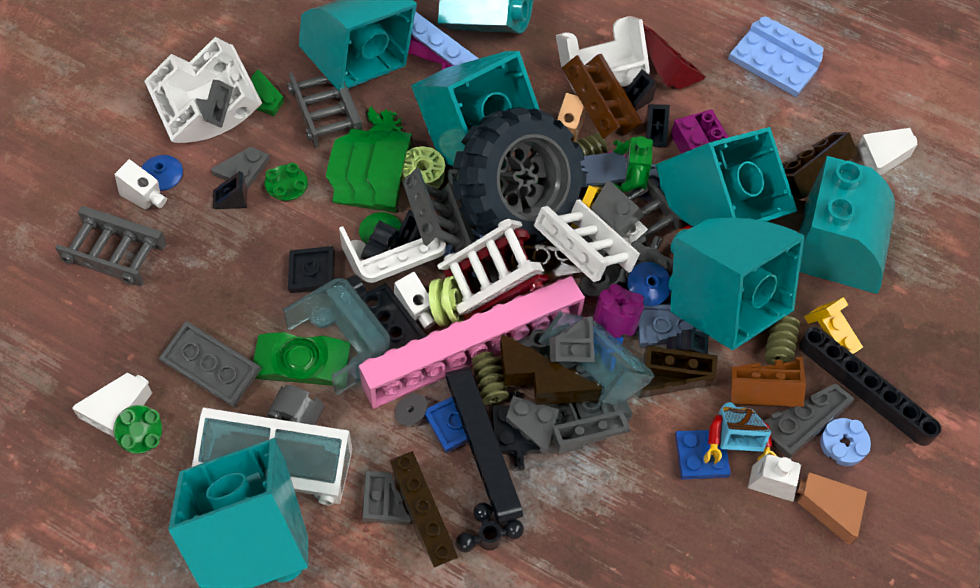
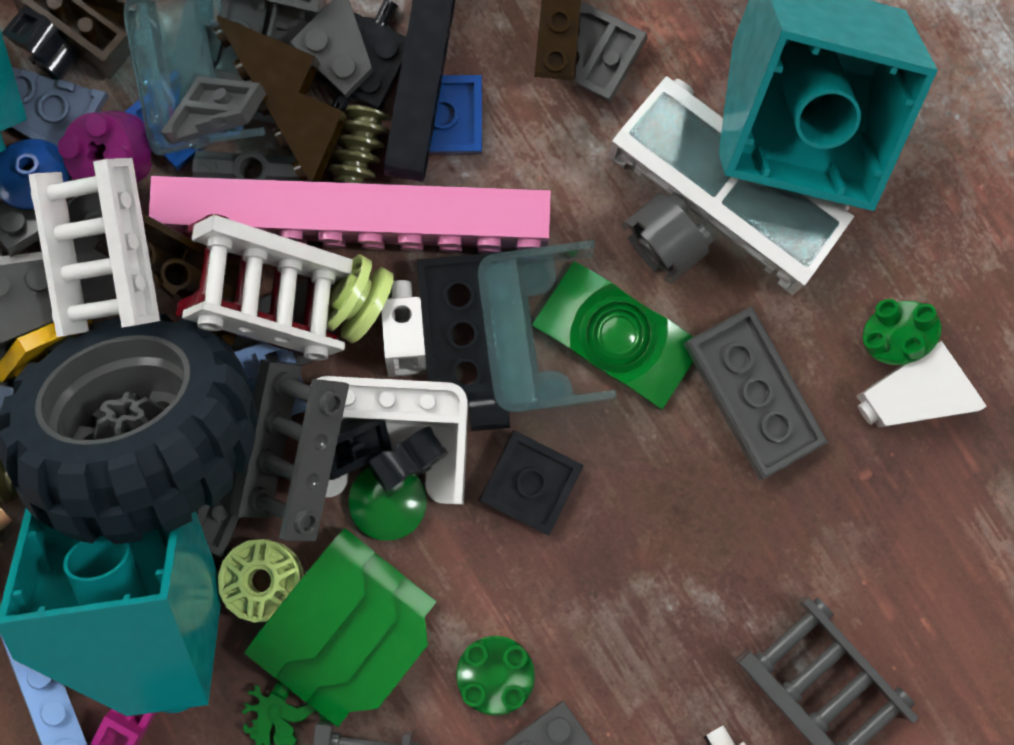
camera: 145 degrees left, 25 degrees up
(231, 193) = (598, 695): black slope -> none
(411, 409) = (497, 165): dark grey piece -> none

